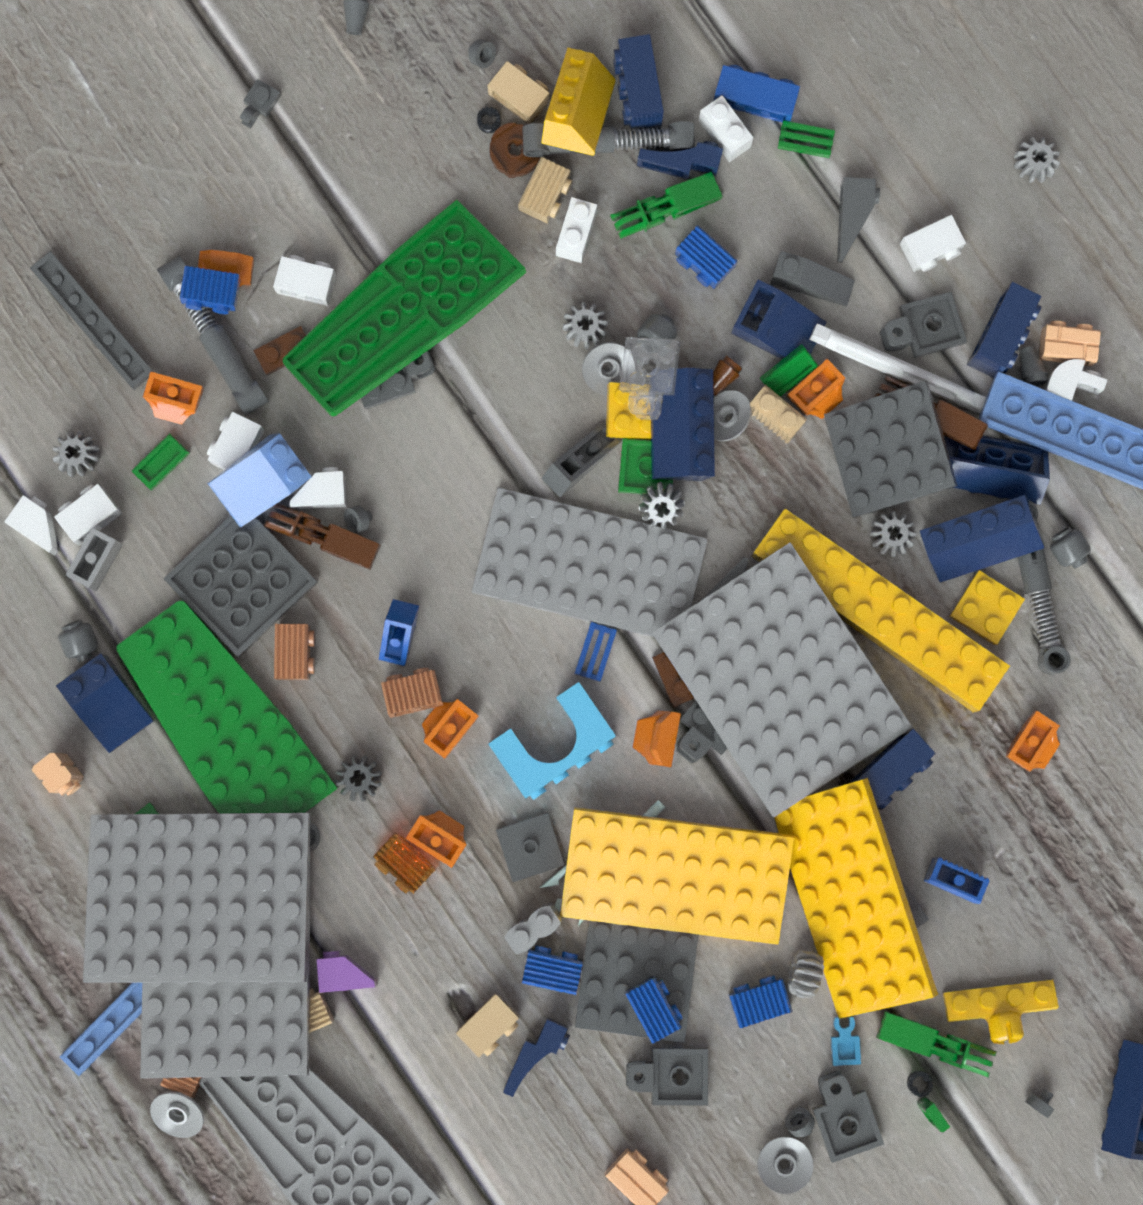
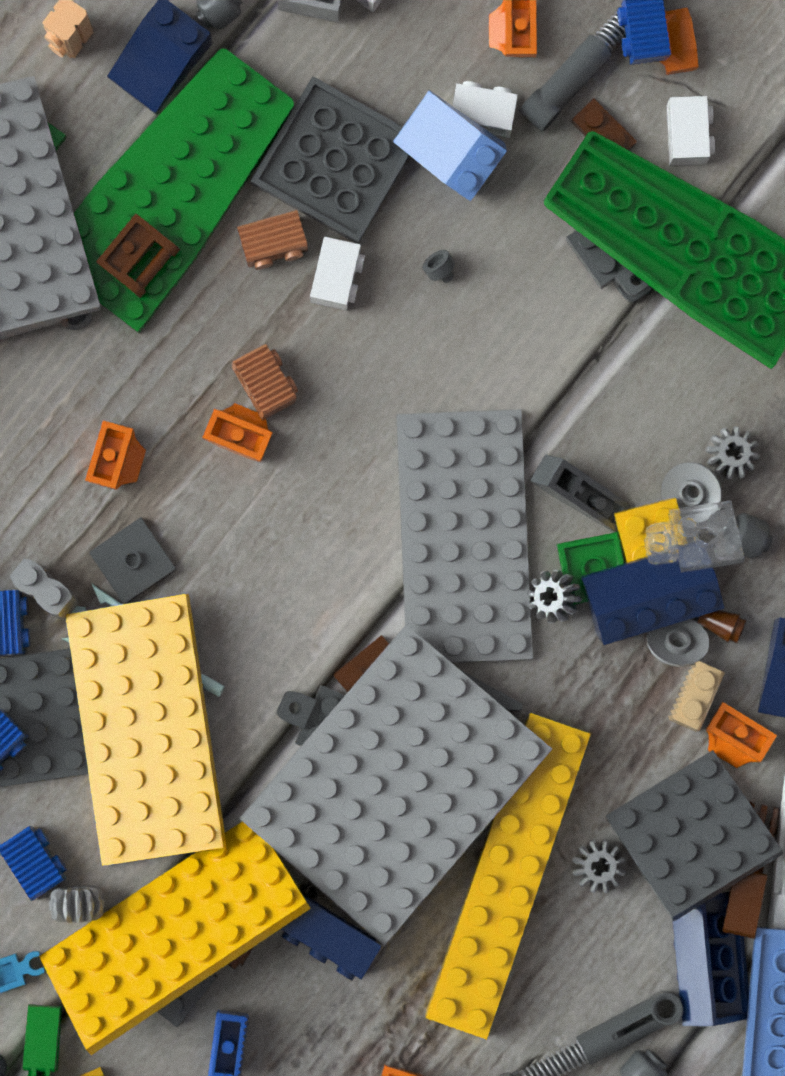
camera: 70 degrees right, 0 degrees up
(160, 462) = (440, 35): green tile -> none
(266, 774) = (130, 248): none -> reddish brown plate
(322, 491) = (459, 219): white slope -> none
(336, 541) = (409, 249): reddish brown arm -> none
(338, 607) = (336, 273): none -> white brick
(366, 783) = (149, 361): dark grey gear -> none
(398, 632) = (328, 347): blue slope -> none
(404, 864) = (76, 427): clear orange brick -> none
(591, 735) = (212, 539): medium azure arch -> none
(602, 630) = (369, 570): blue tile -> none
(657, 737) = (293, 665): orange slope -> none
(789, 371) = (749, 696): green tile -> none
(982, 539) = (622, 968): dark blue slope -> none
(987, 607) = (547, 997): yellow plate -> none

